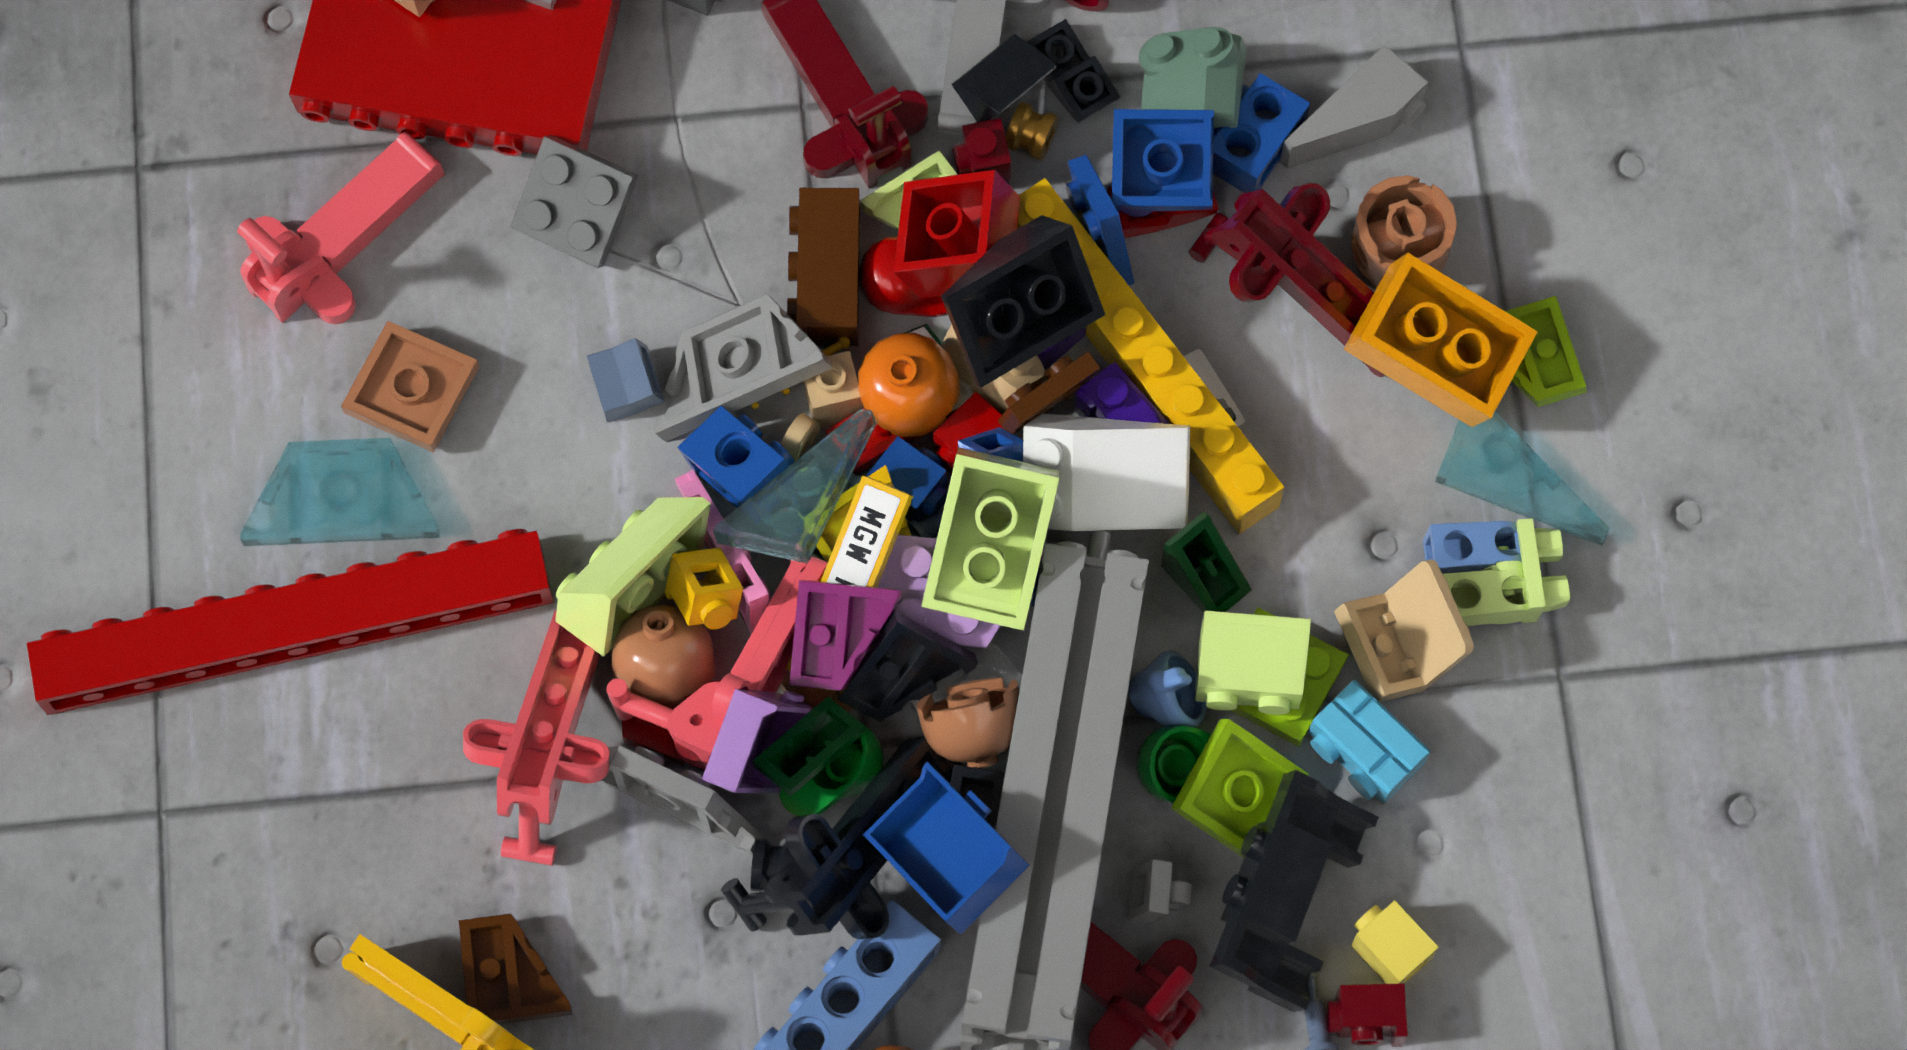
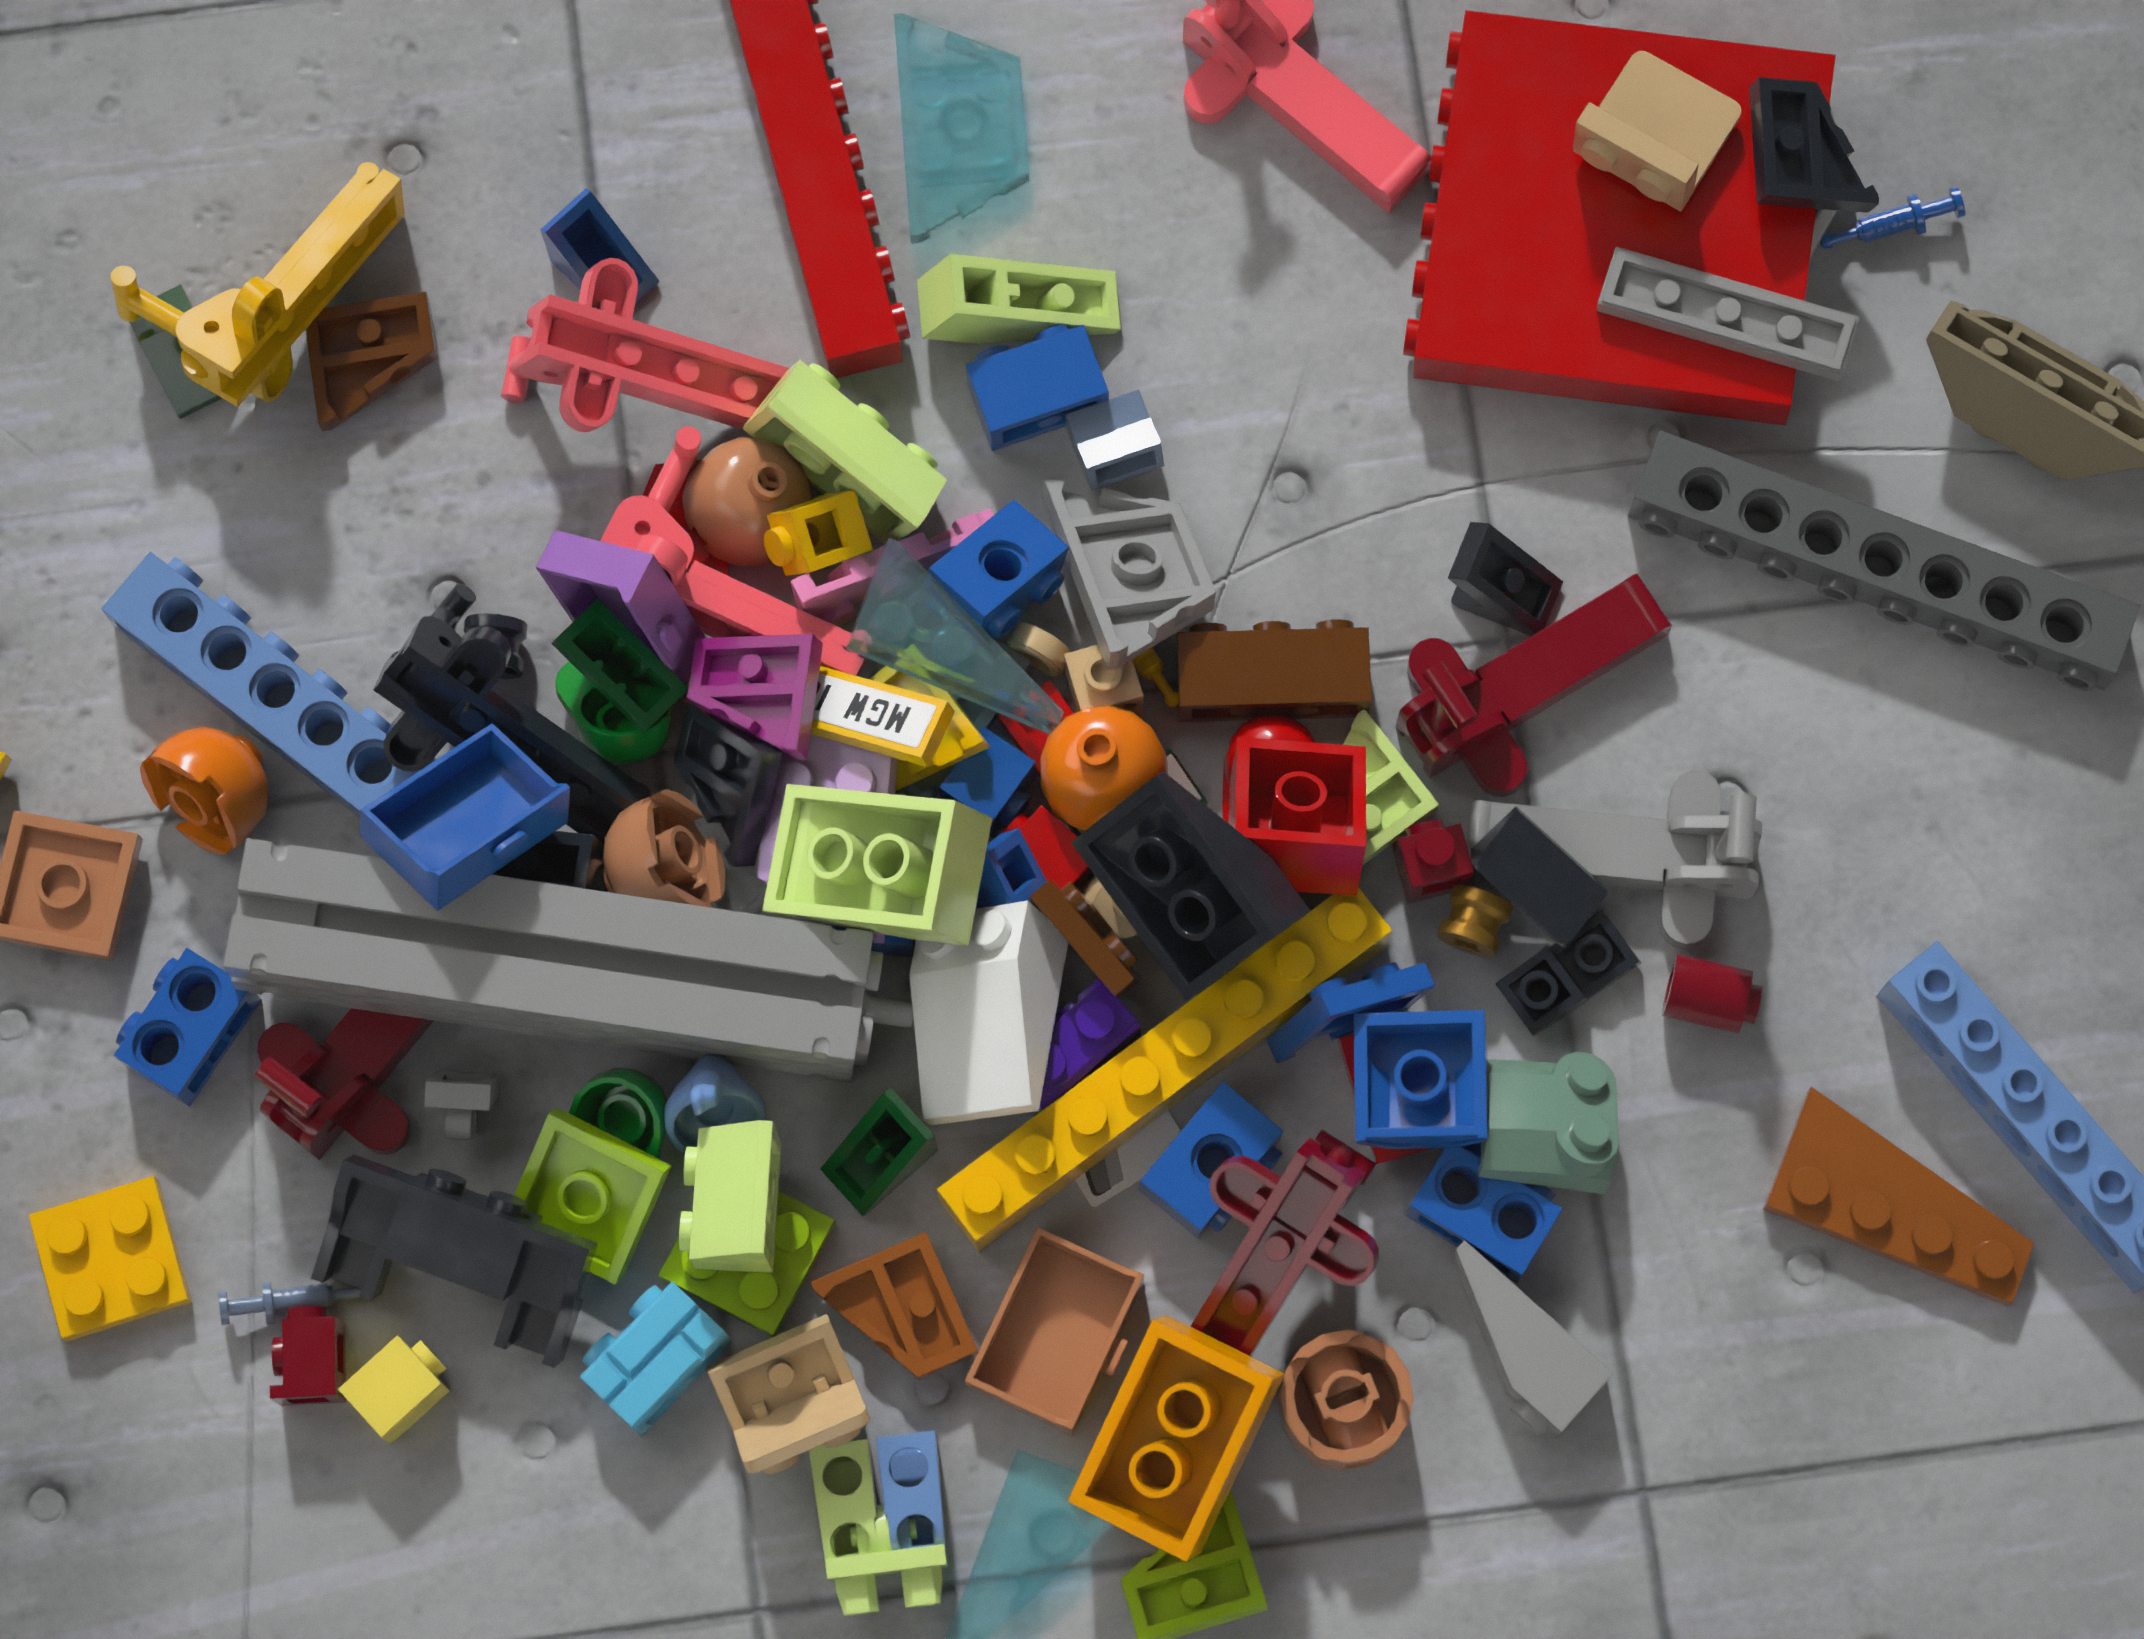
camera: 90 degrees right, 5 degrees up
(410, 386) = (1096, 190): nougat plate -> none
(438, 779) = (586, 235): none -> blue slope
(503, 450) = (1013, 300): none -> yellowish green slope
(574, 201) = (1344, 360): plate -> none
(577, 433) = (1034, 385): none -> blue brick
(680, 796) = (579, 500): light grey wing -> none
(761, 101) = (1502, 581): none -> black slope
(1223, 351) = (1223, 1124): none -> blue brick
(1326, 556) = (902, 1306): none -> dark orange wing
(1346, 443) = (1056, 1331): none -> nougat container

